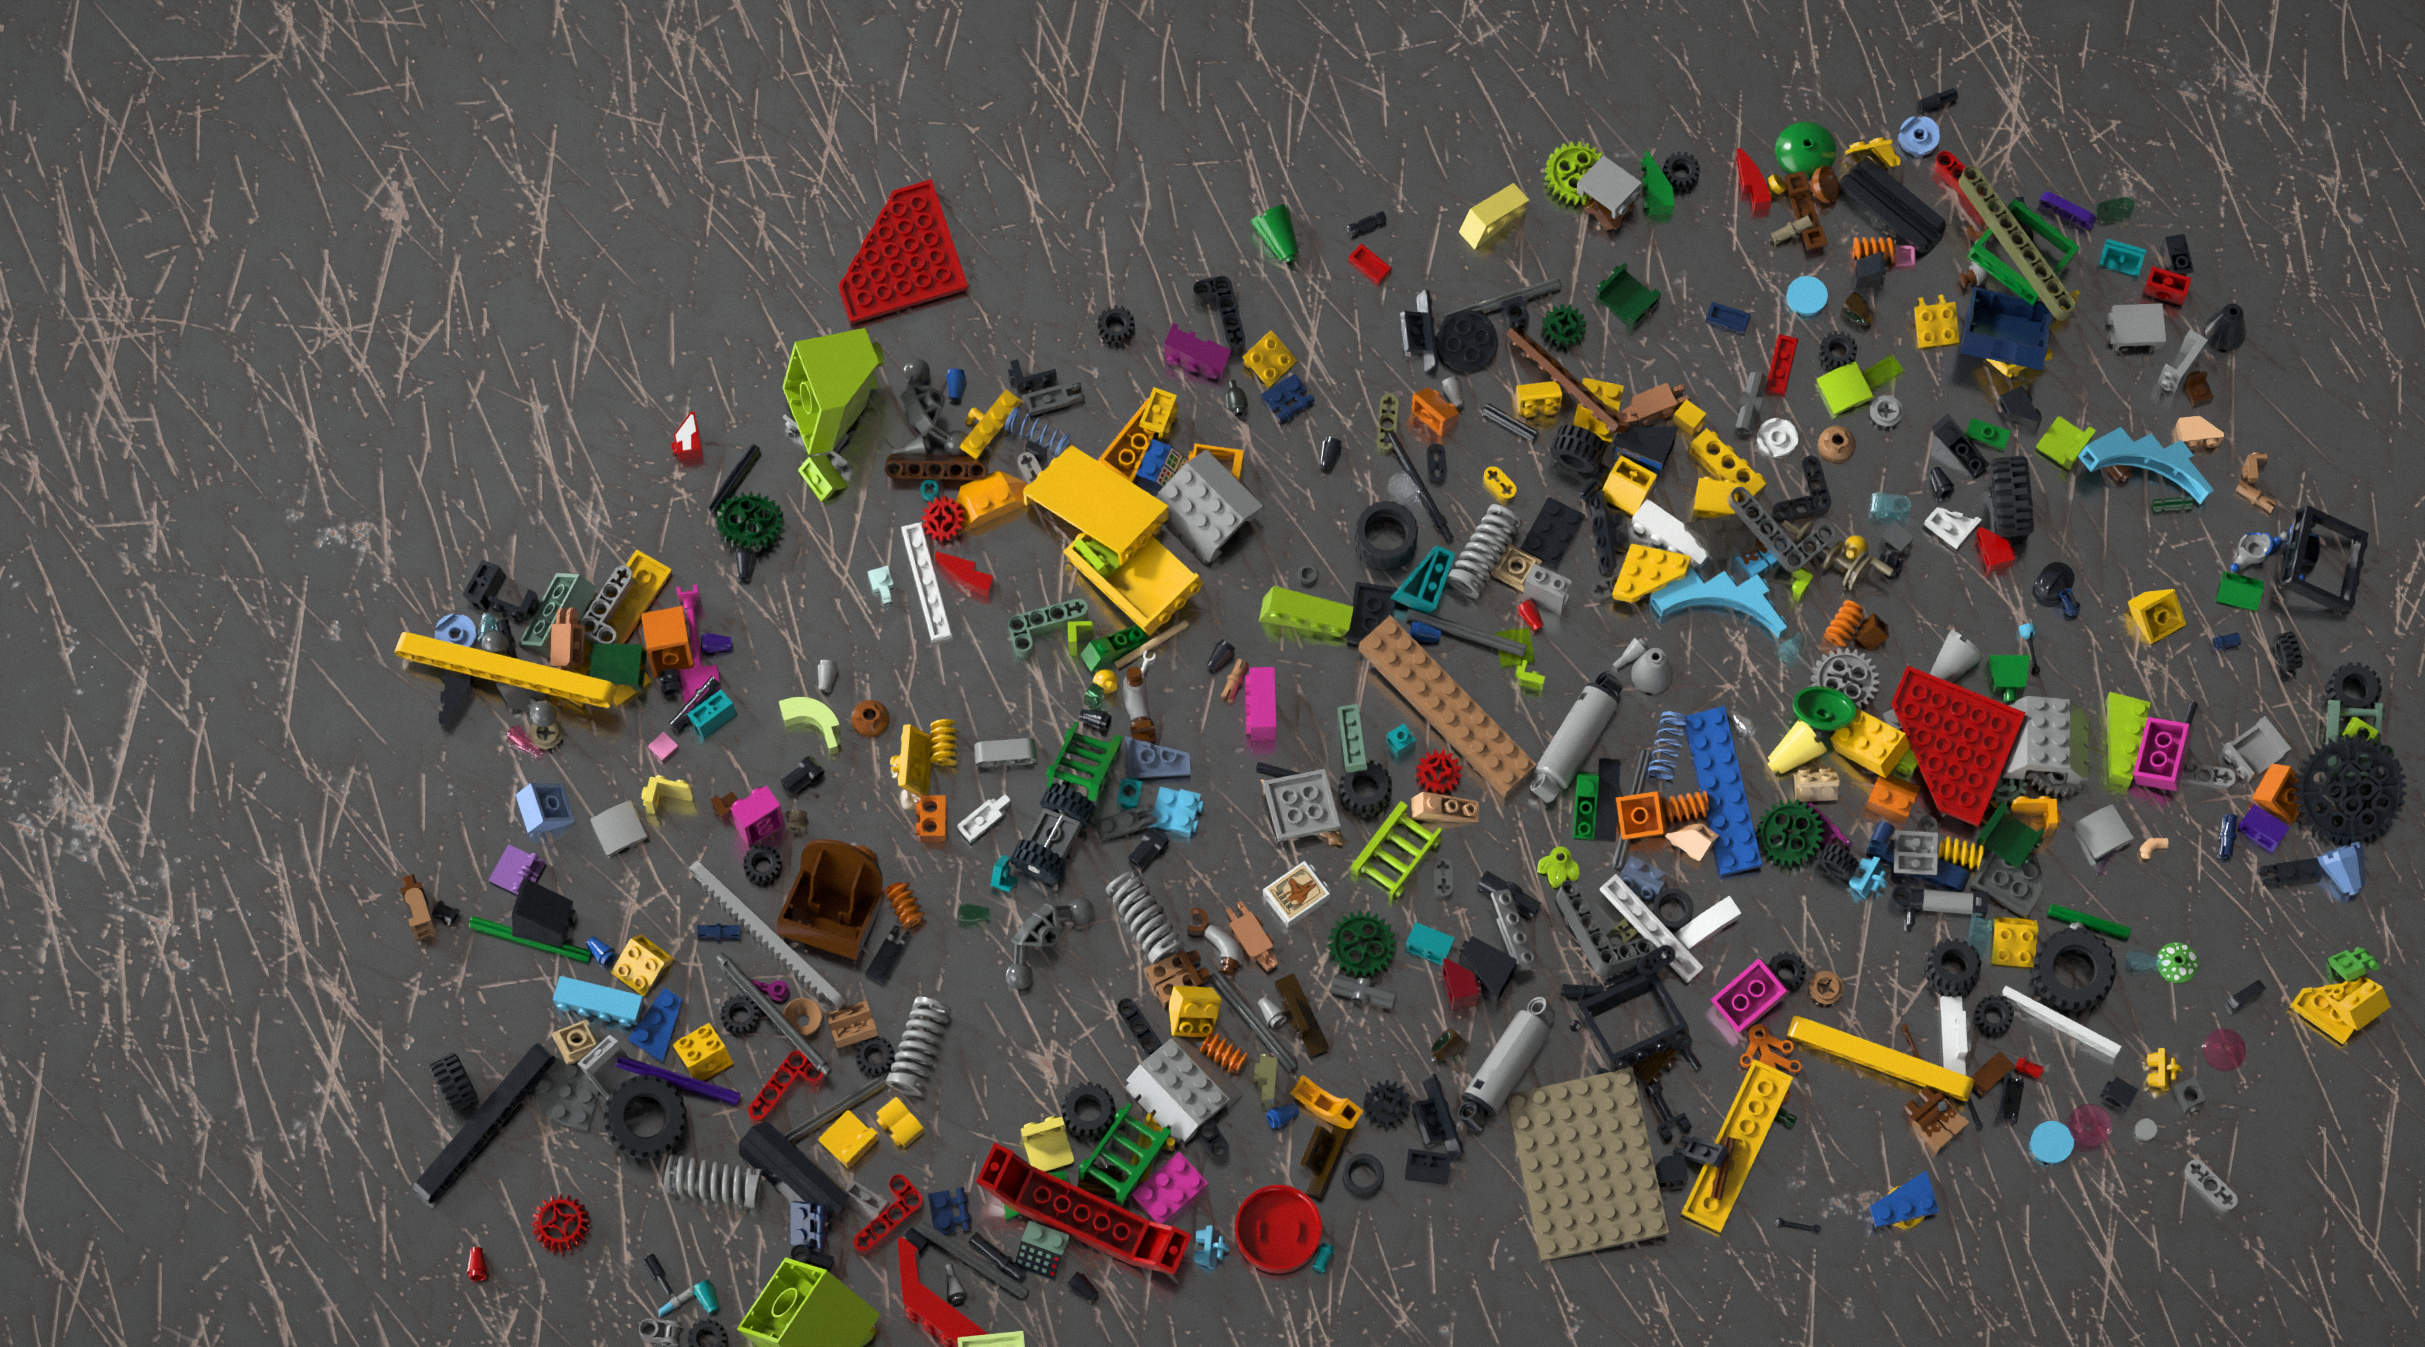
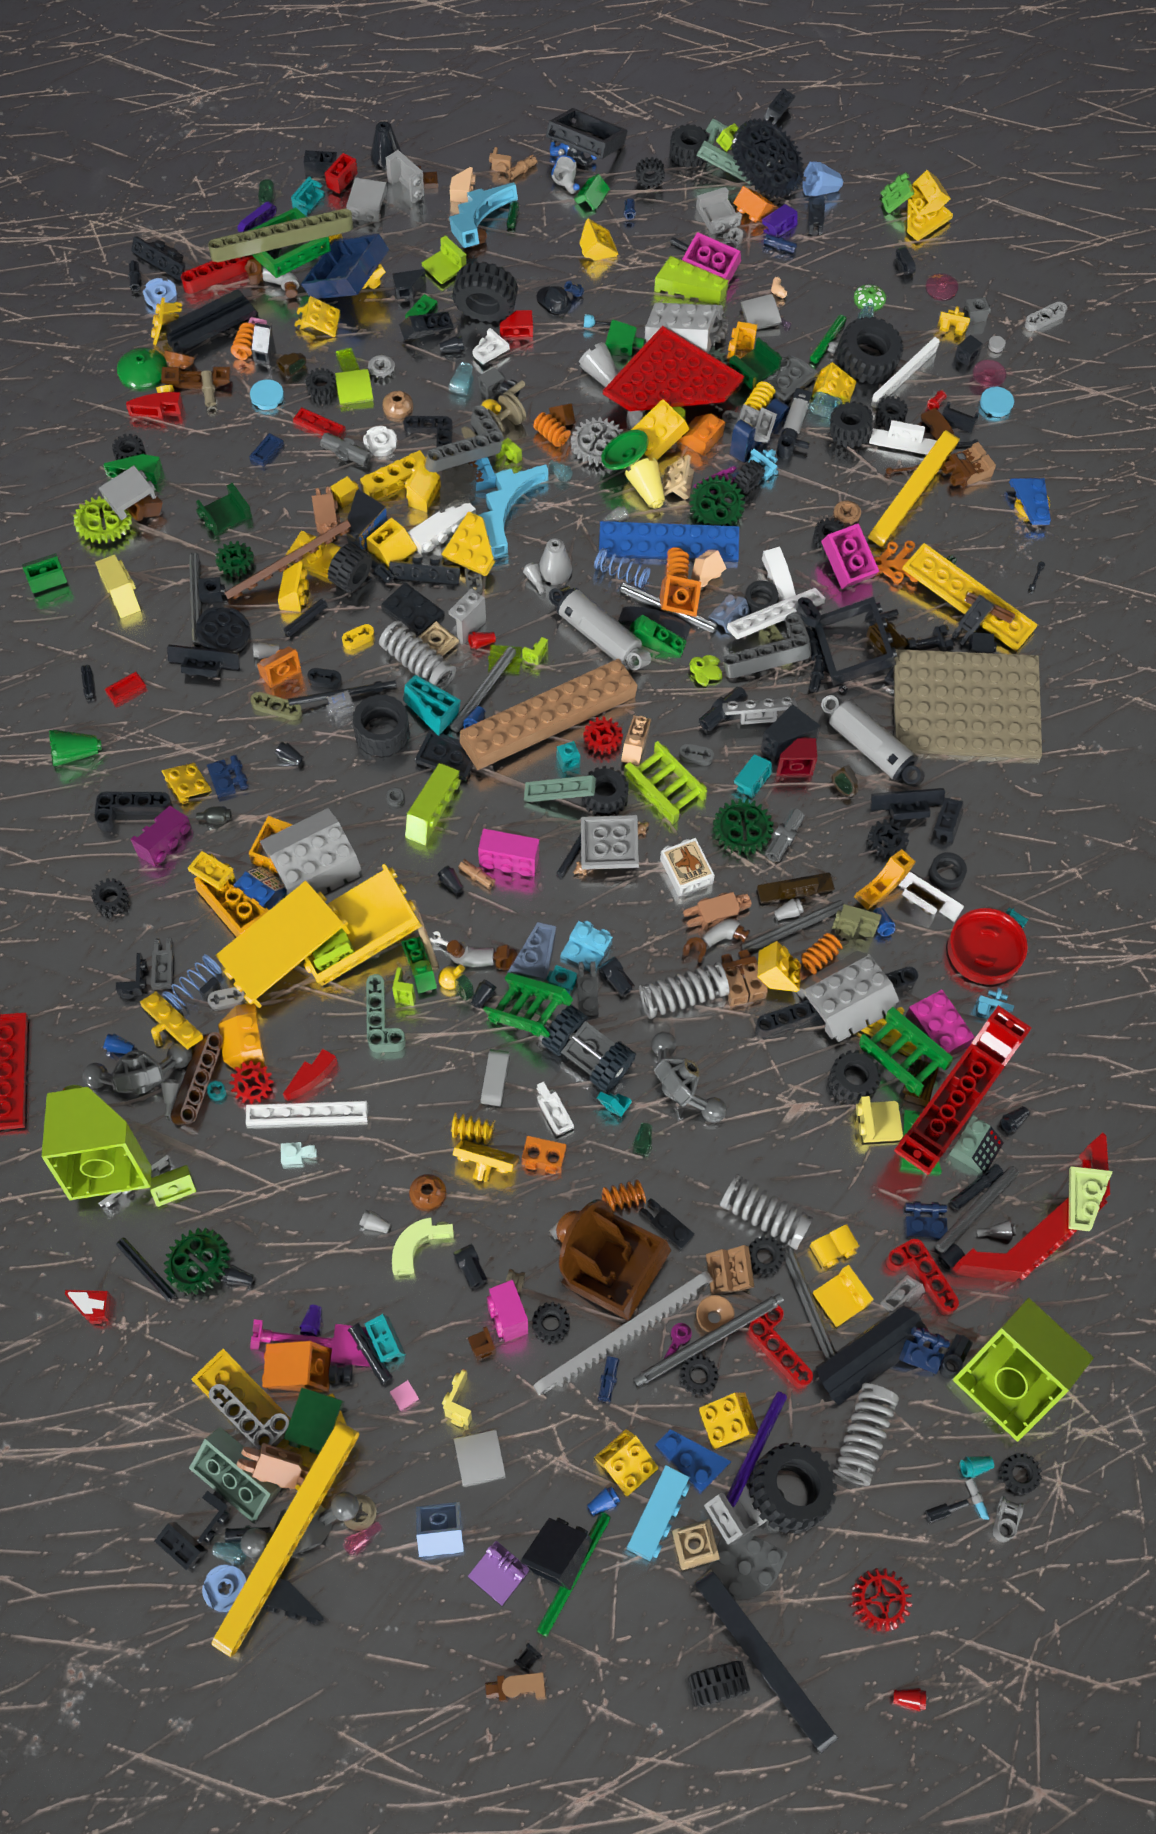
camera: 80 degrees left, 5 degrees down
(1490, 134) = (44, 573): none -> green slope
(1976, 121) = (160, 255): none -> black bracket

